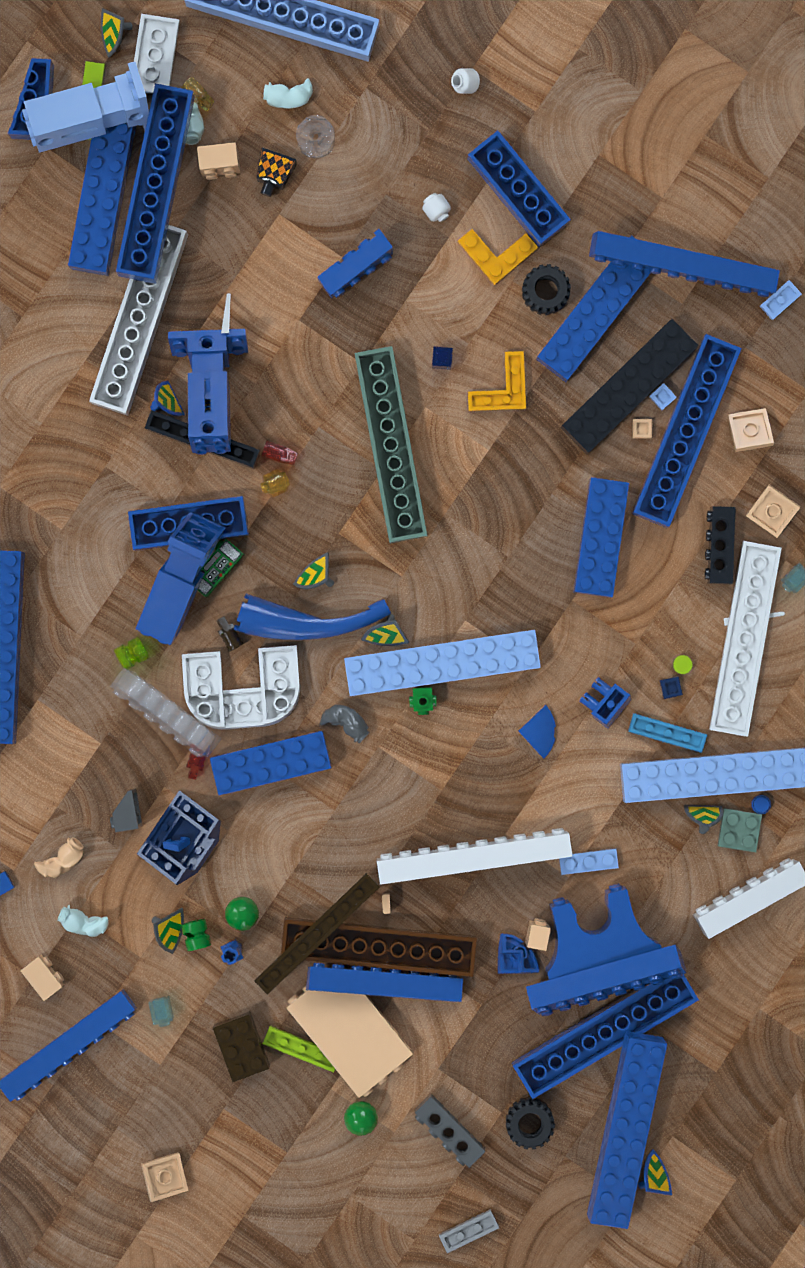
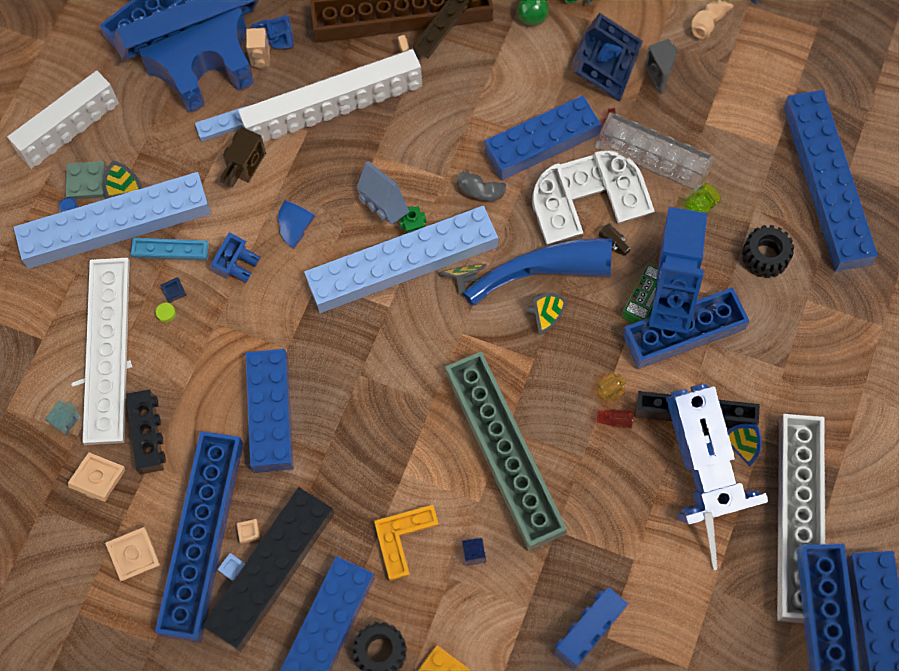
camera: 170 degrees right, 20 degrees down
(68, 583) = (767, 237): none -> black tyre
(449, 729) = (381, 194): none -> sand blue slope
(578, 809) = (242, 157): none -> dark brown brick

